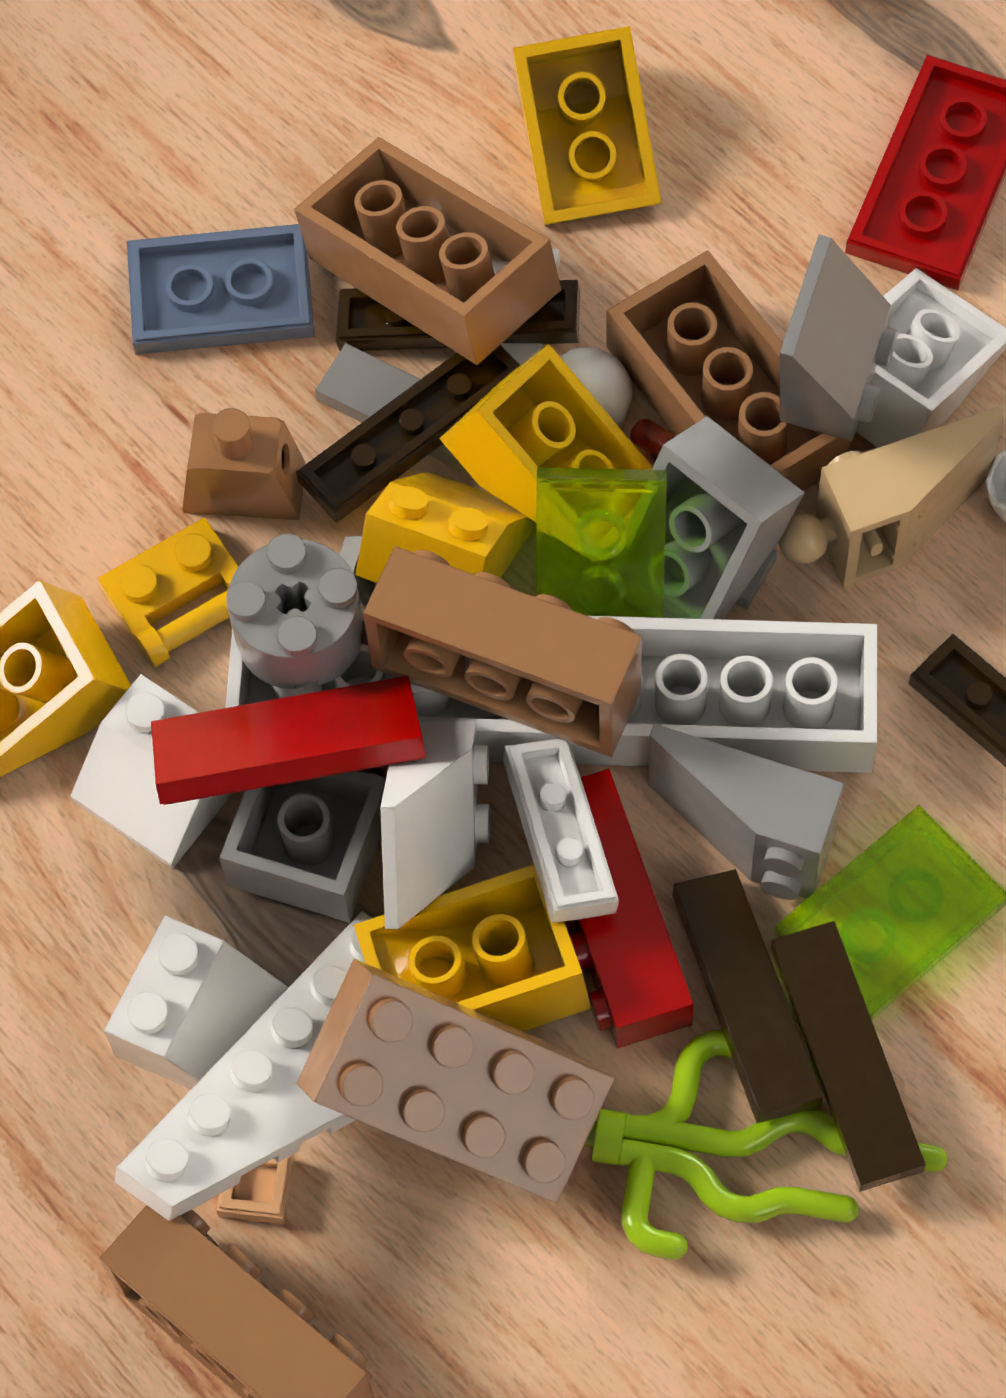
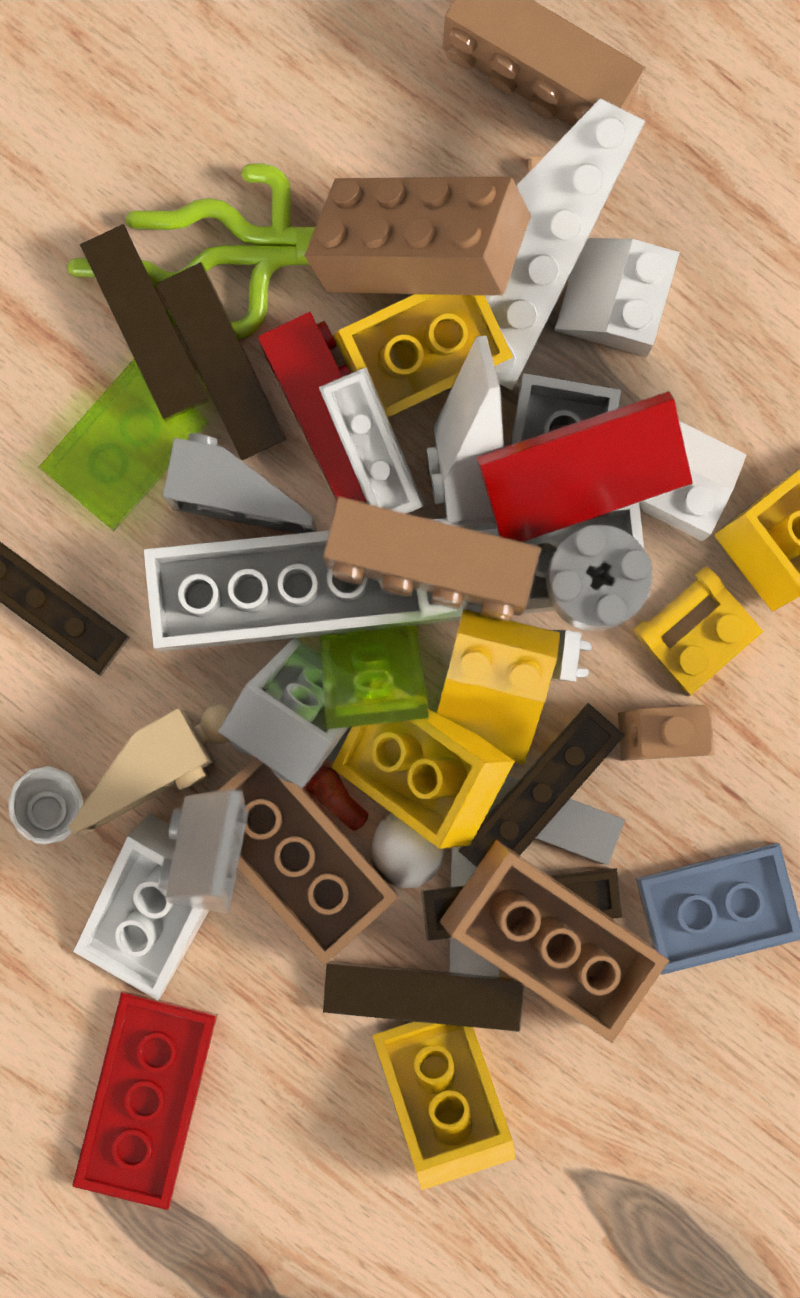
camera: 165 degrees right, 20 degrees up
(598, 228) = (423, 996): none -> dark brown tile

